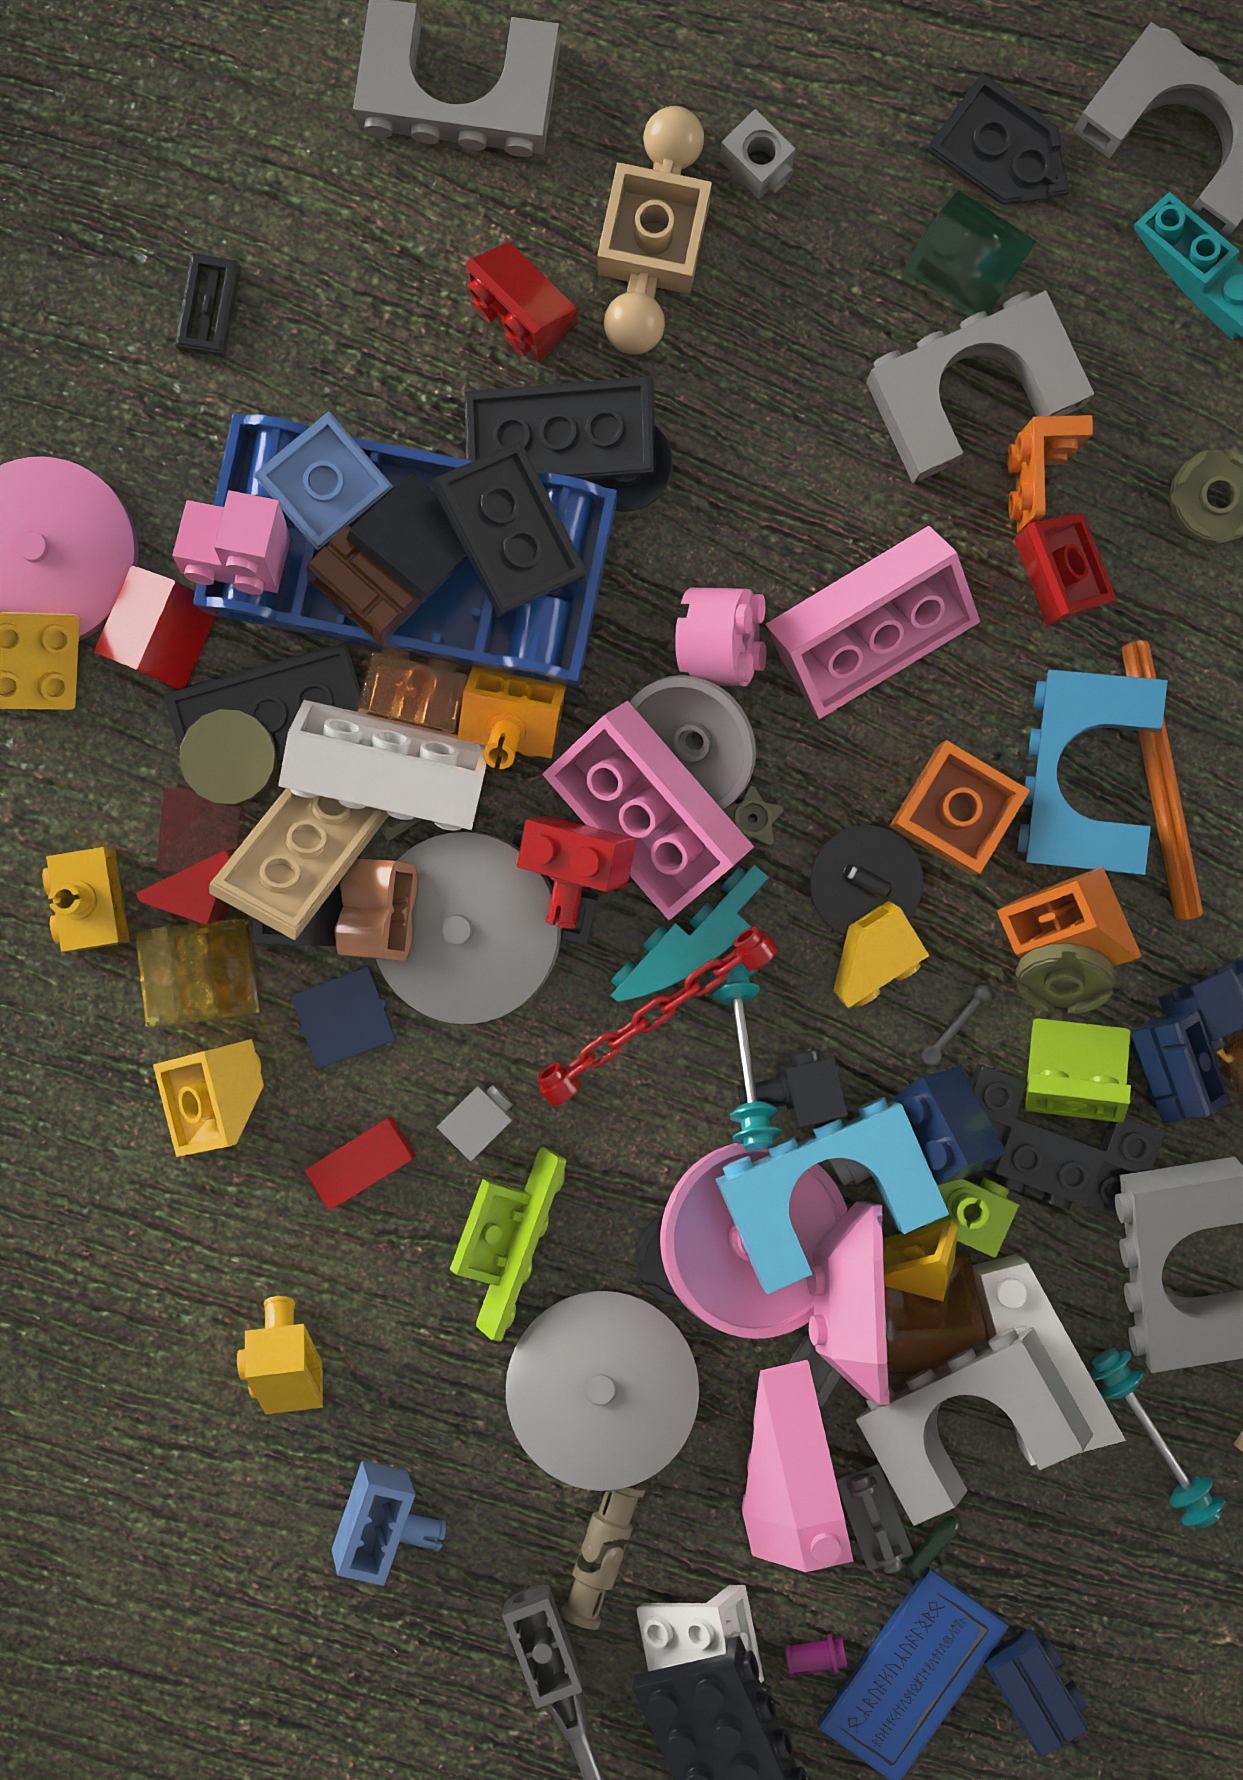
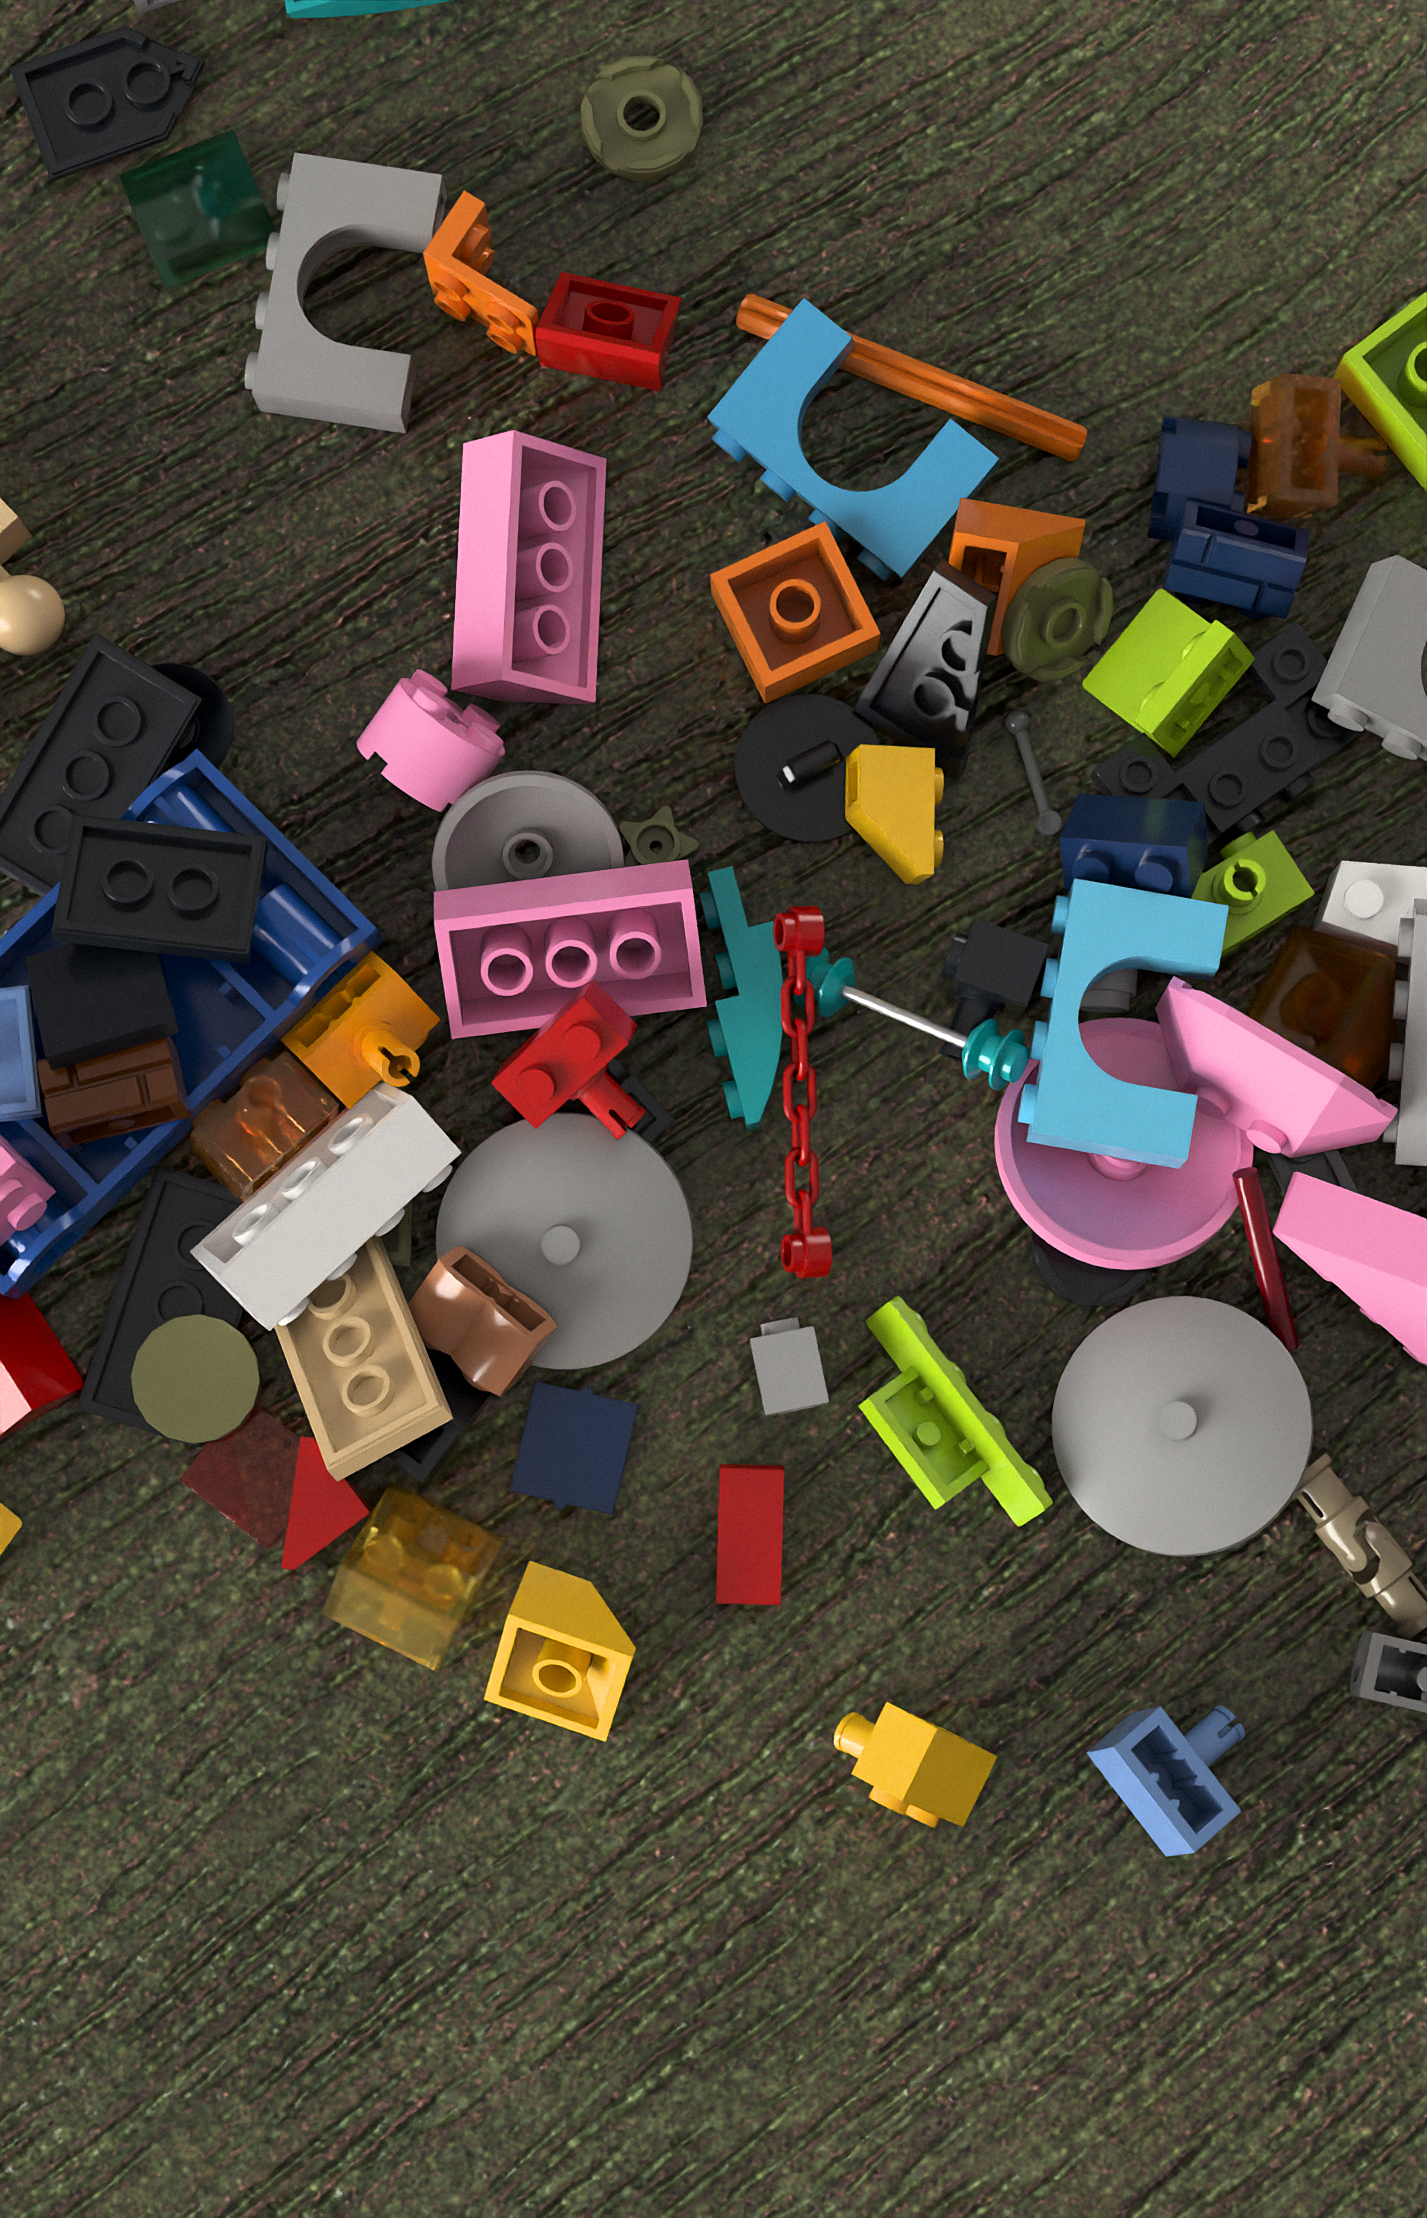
camera: 55 degrees left, 5 degrees down
(86, 899) = (248, 1648): yellow brick -> none
(743, 1374) = (1265, 1256): none -> dark red bar
(921, 1260) = (1266, 973): yellow slope -> none
(980, 922) = (934, 669): none -> black wing

